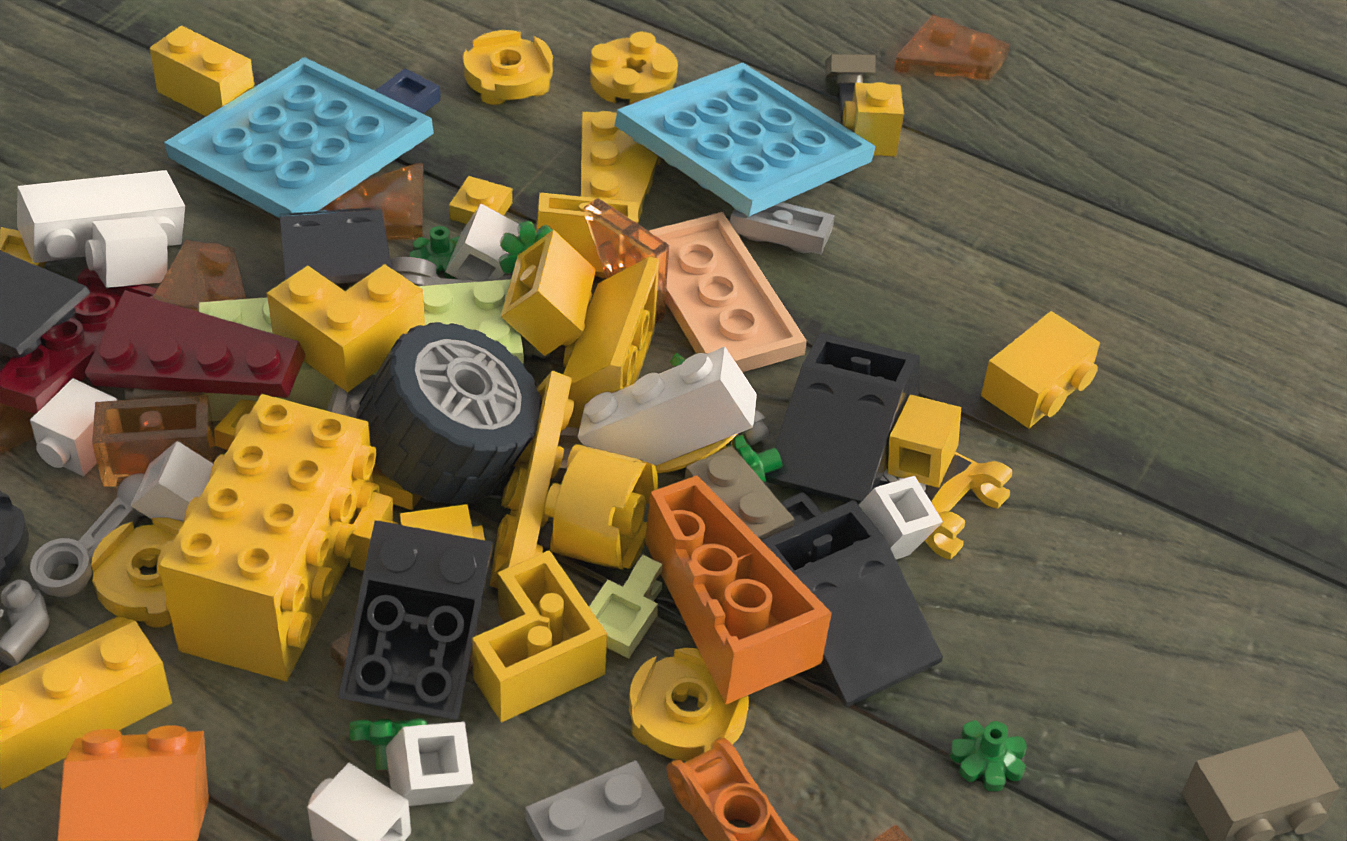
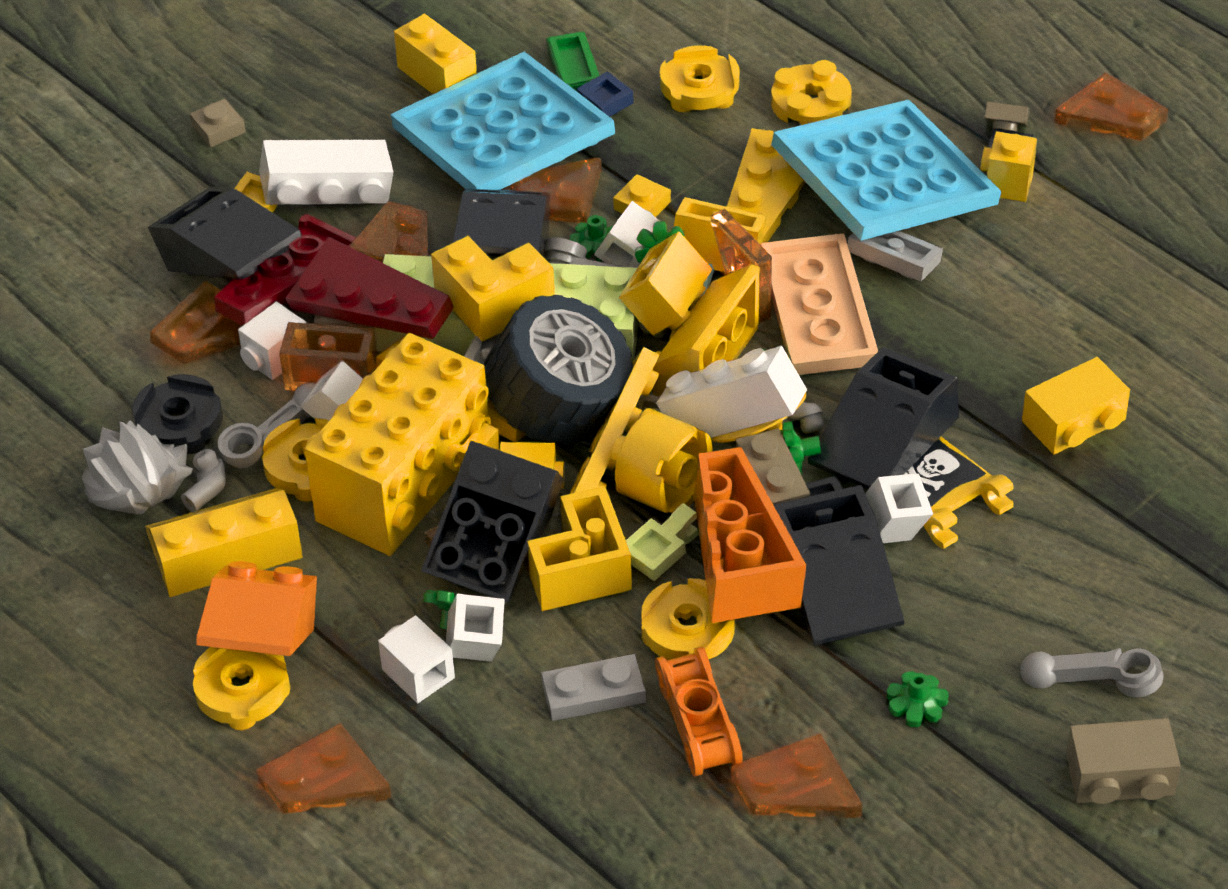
camera: 20 degrees right, 0 degrees up
(127, 251) = (340, 204): white brick -> none
(358, 59) = (572, 59): none -> green tile
(924, 440) = (946, 449): yellow brick -> none
(1118, 690) = (1044, 670): none -> light grey piece

